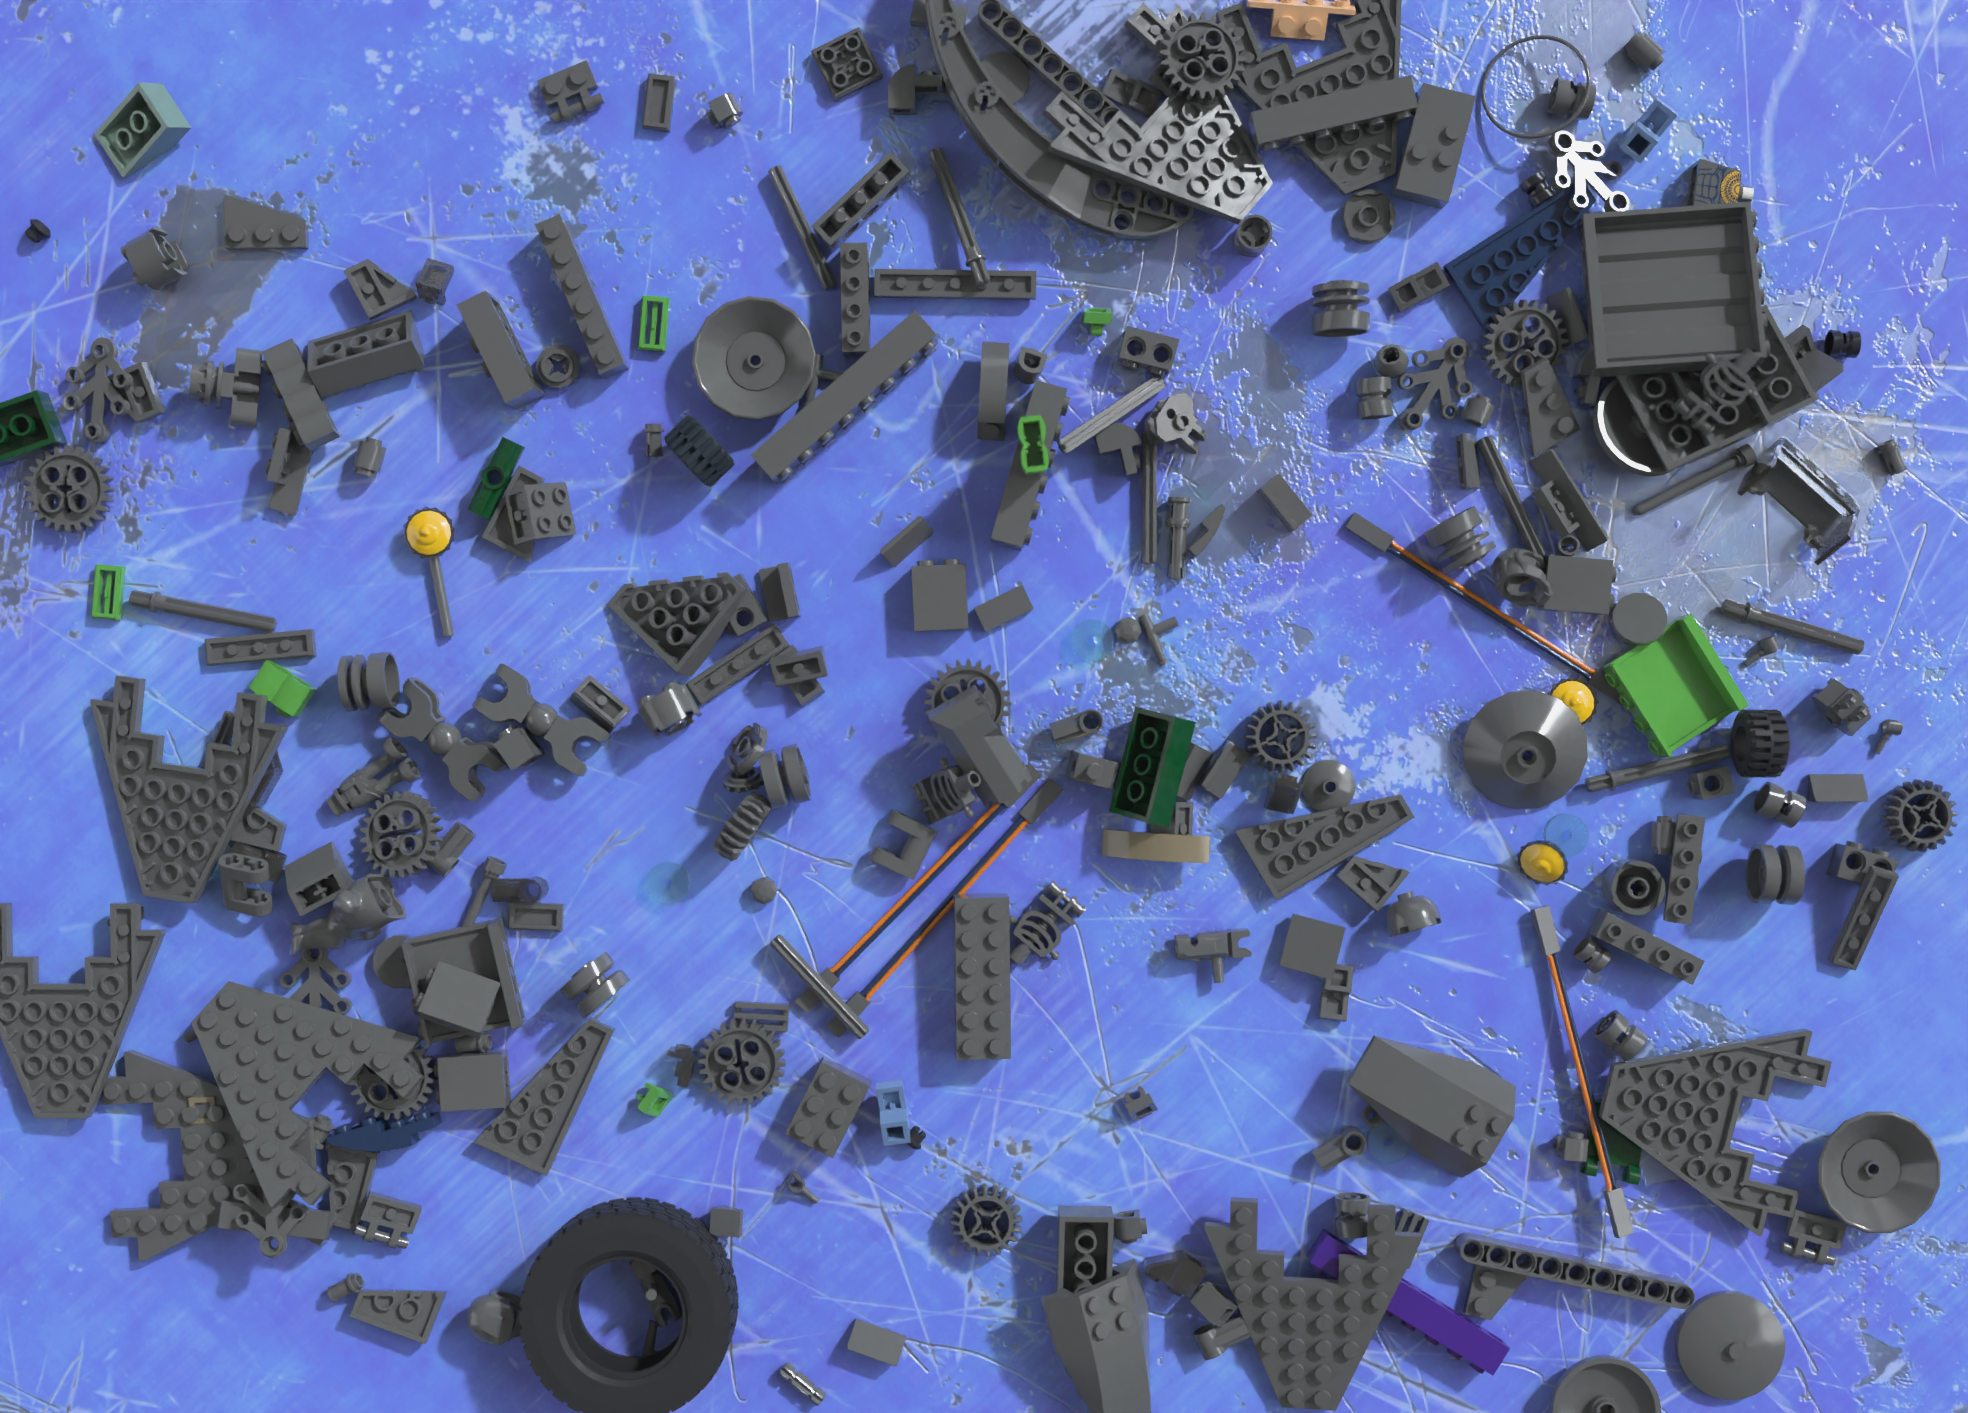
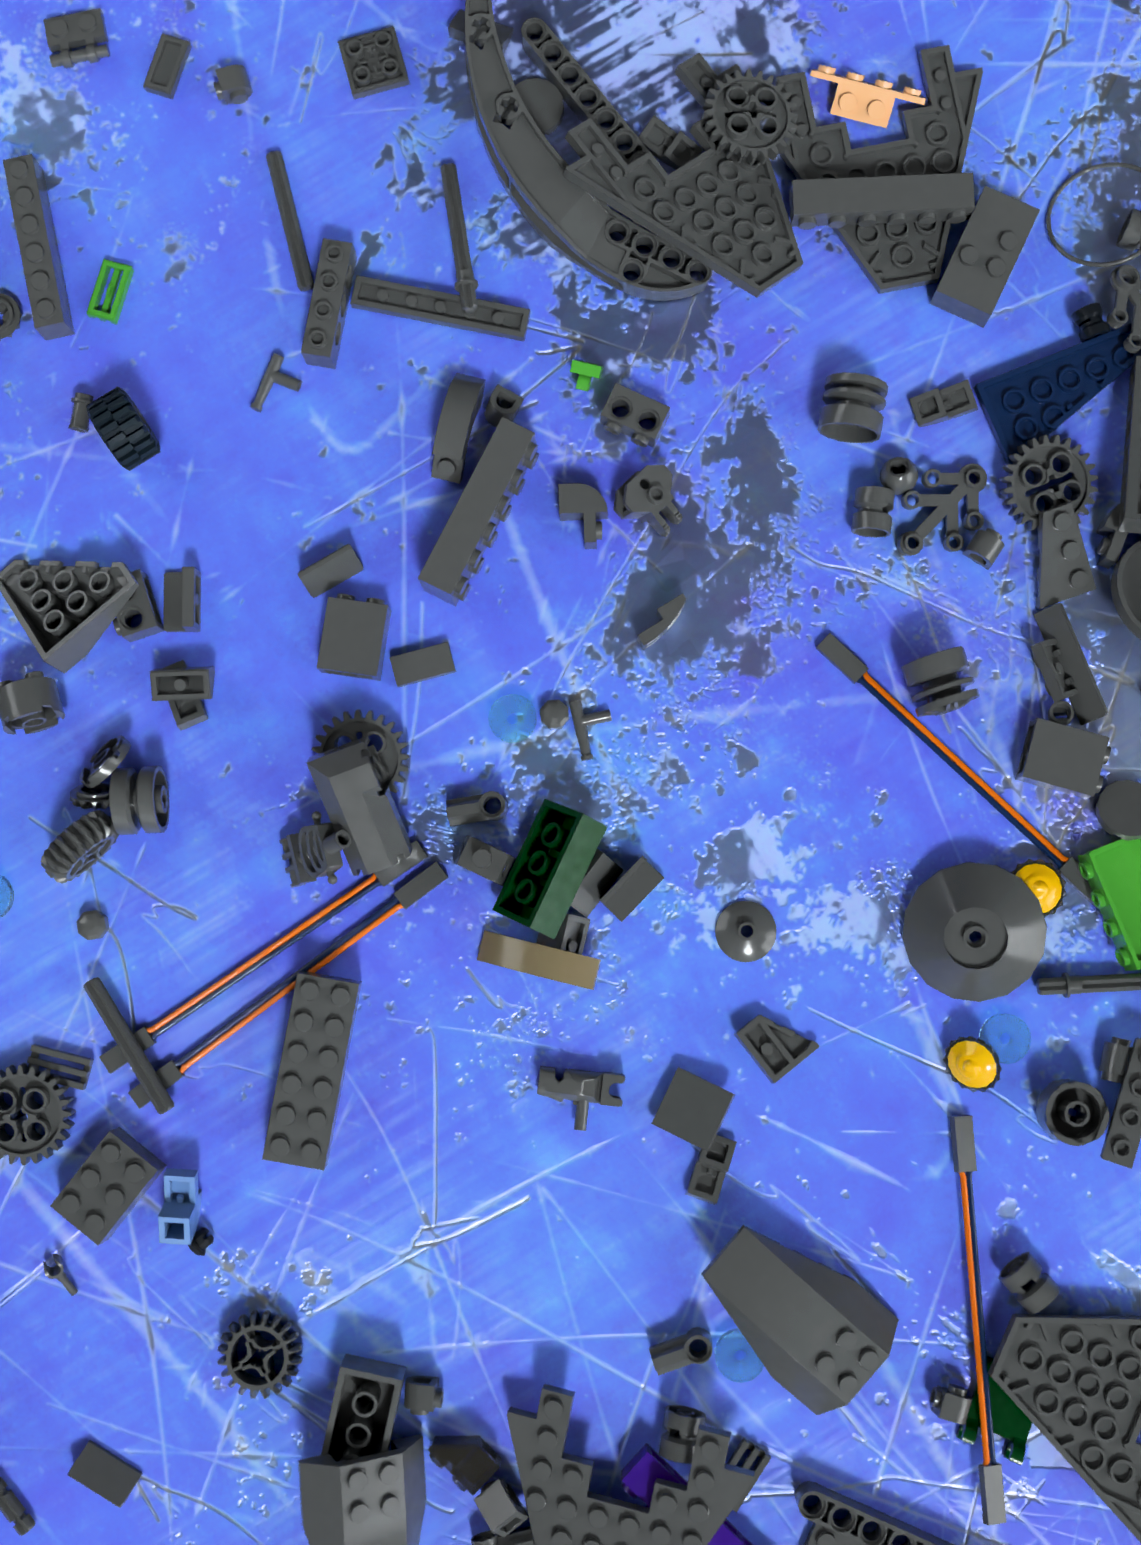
camera: 25 degrees right, 5 degrees down
(738, 664) = (118, 670): dark grey tile -> none
(748, 330) = (189, 320): dark grey dish -> none
(846, 397) = (294, 403): dark grey brick -> none
(861, 201) = (357, 201): dark grey brick -> none
(906, 84) = (430, 93): dark grey brick -> none
(914, 849) = (266, 913): dark grey connector -> none
(1027, 945) = (372, 1044): dark grey torso -> none
(1034, 452) = (483, 477): bright green brick -> none
(1111, 414) = (579, 473): axle -> none
(1141, 1106) = (462, 1256): dark grey tile -> none
(1149, 502) = (605, 580): dark grey axle -> none
(1178, 525) = (631, 609): dark grey pin -> none
(1252, 235) = (771, 314): dark grey wheel -> none
(1283, 793) = (692, 927): clear smoke slope -> none
(1284, 503) = (753, 608): dark grey panel -> none
(1302, 729) = (727, 860): dark grey gear -> none
(1307, 845) = (706, 993): dark grey wing -> none
(1368, 216) = (901, 320): dark grey tile -> none
(1374, 1121) = (727, 1328): dark grey hinge -> none
(1411, 914) = (812, 1094): dark grey cylinder -> none
(1468, 461) = (965, 601): dark grey slope -> none
(1510, 495) = (1006, 650): dark grey axle -> none
(1516, 568) = (1002, 727): dark grey helmet -> none
(1568, 310) = (1103, 456): dark grey slope -> none
(1592, 954) = (1011, 1182): dark grey wheel -> none
(1646, 947) = (1075, 1185): dark grey brick -> none

